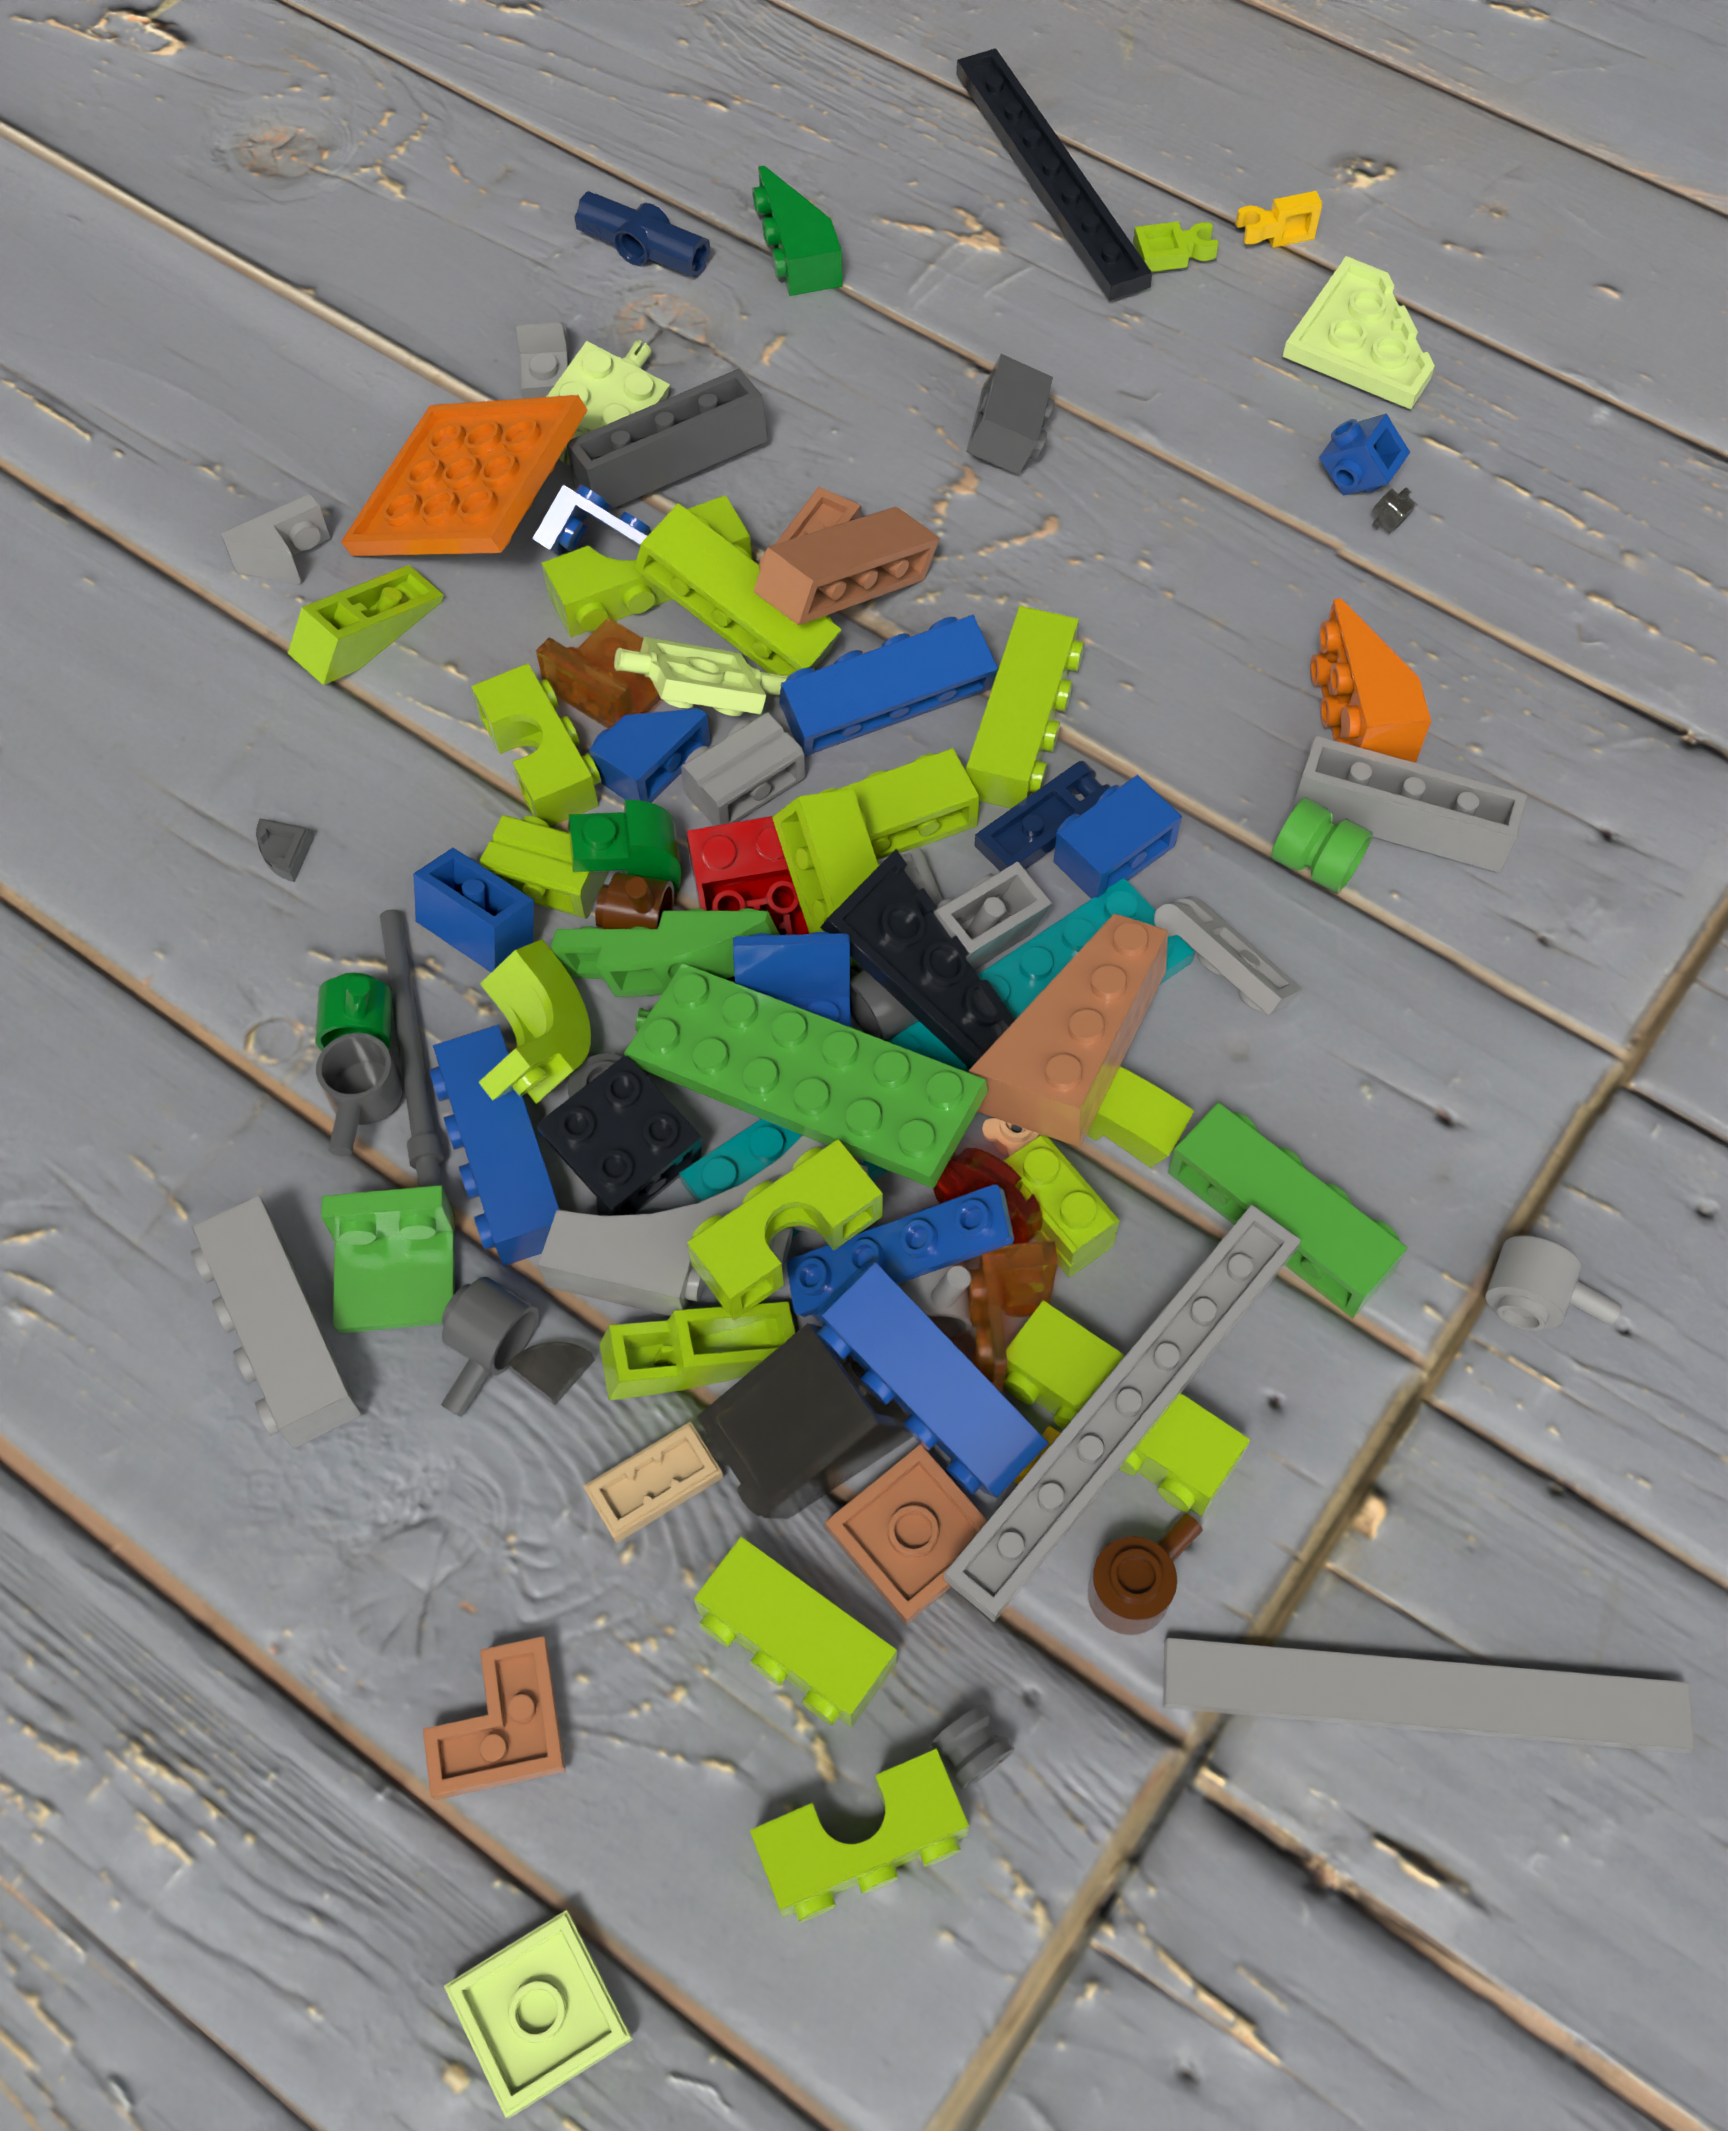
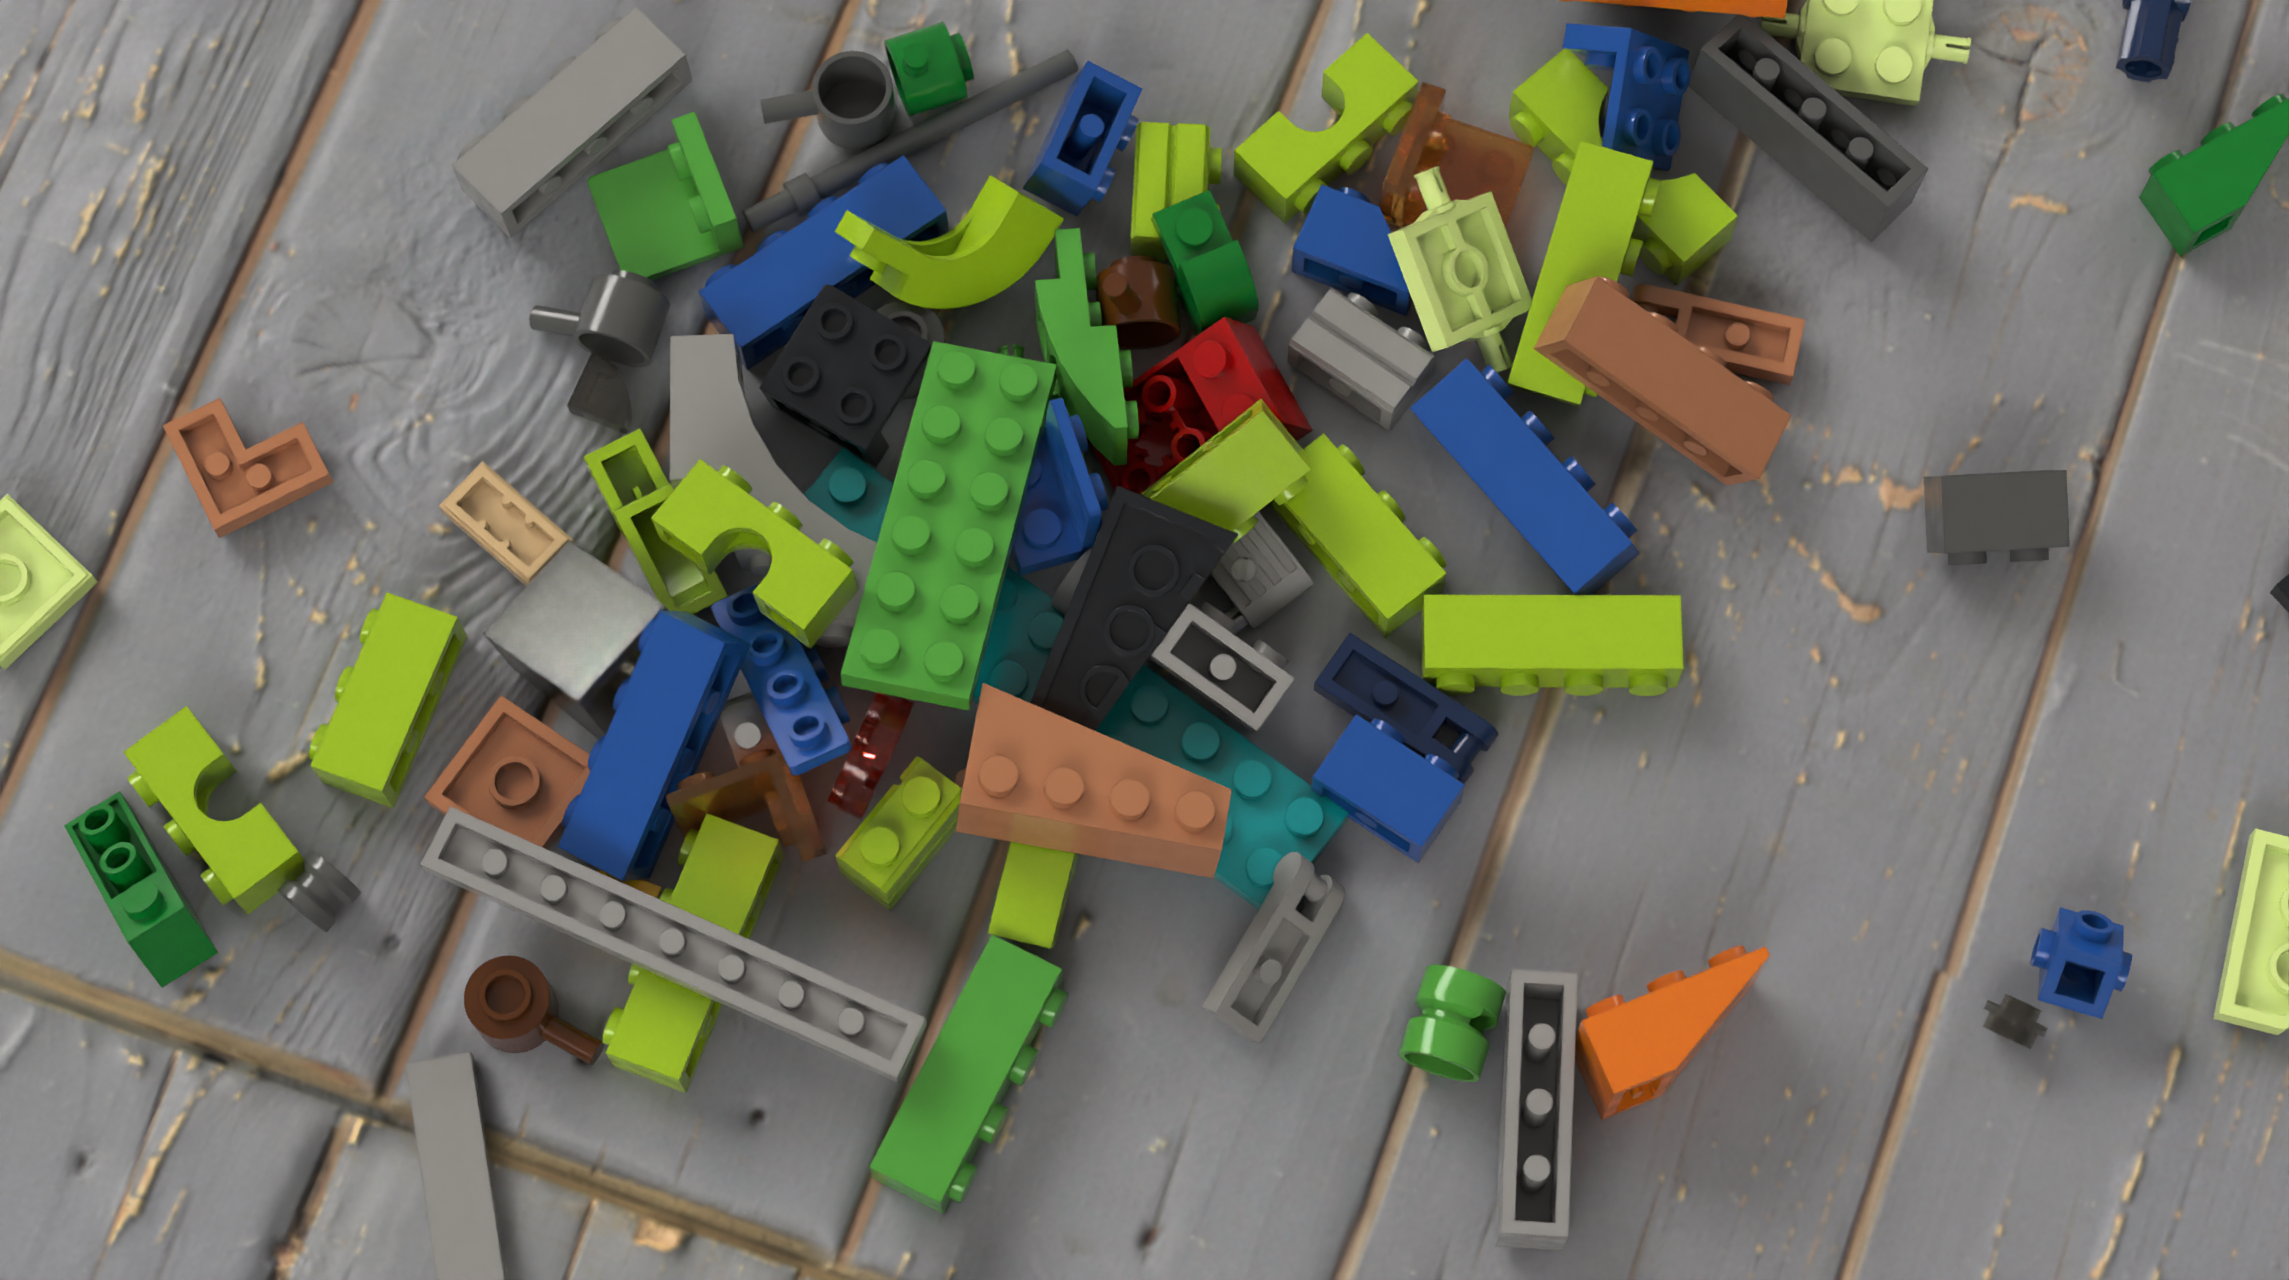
camera: 75 degrees right, 10 degrees up
(917, 1936) = (140, 890): none -> green slope

